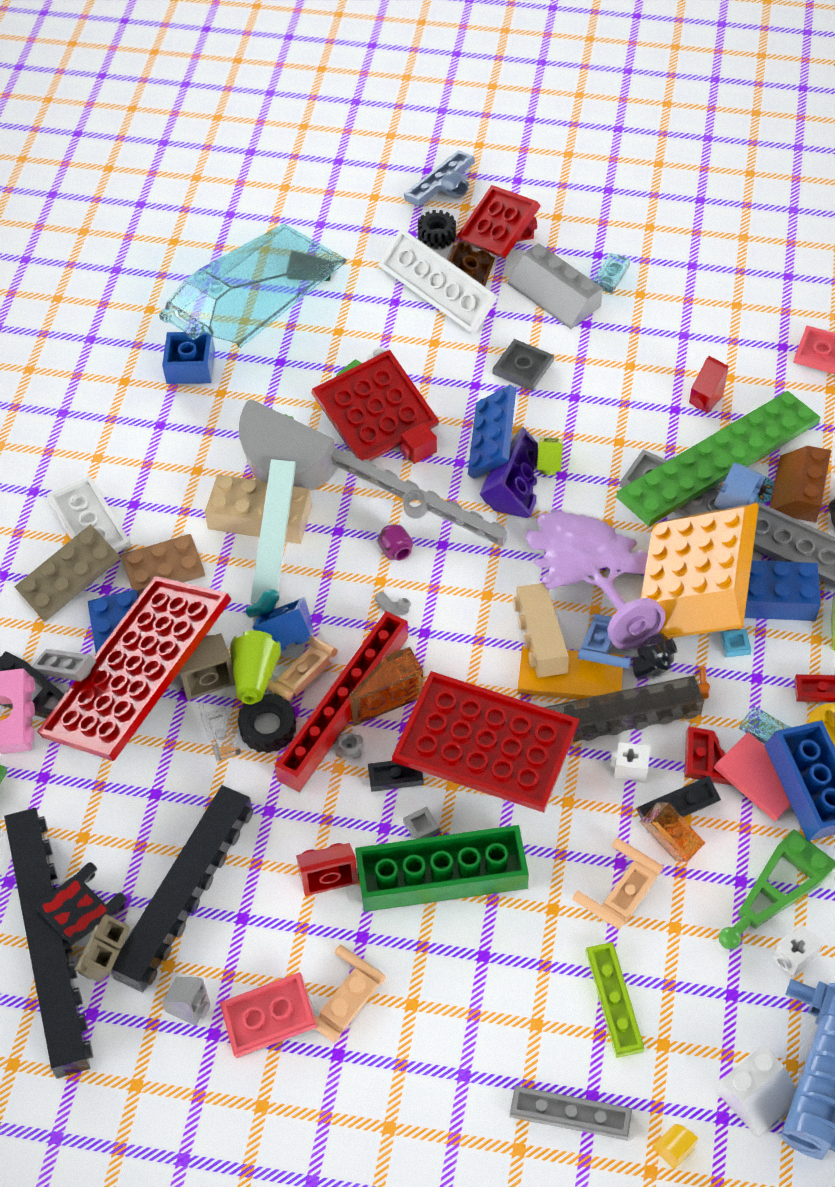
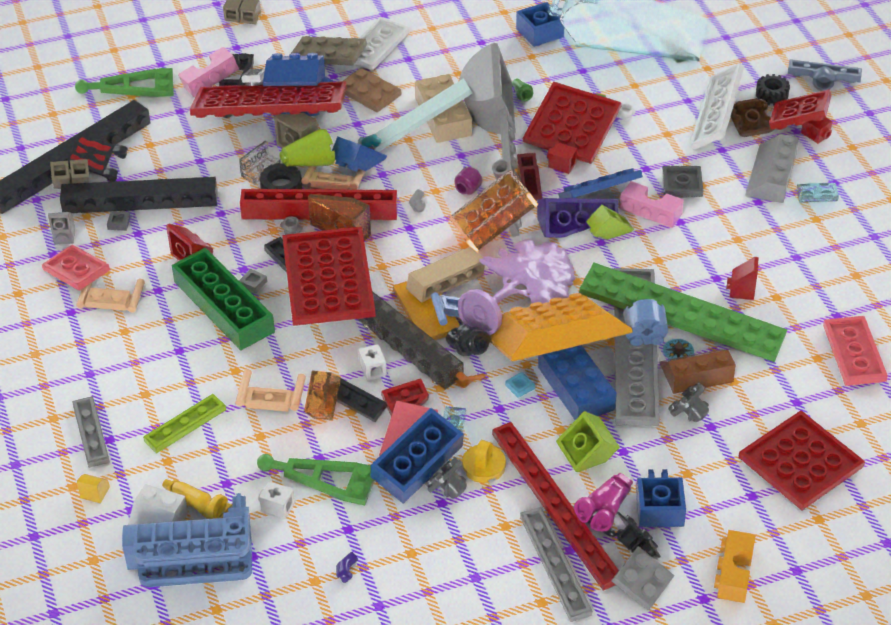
camera: 60 degrees right, 10 degrees down
(98, 618) = (294, 70): none -> blue slope
(213, 929) = (118, 220): none -> dark grey plate
(434, 482) = (529, 174): none -> dark red slope
(485, 538) = (493, 210): none -> clear orange brick
(560, 399) = (663, 211): none -> bright pink arch
(765, 1031) = (199, 500): none -> yellow piece

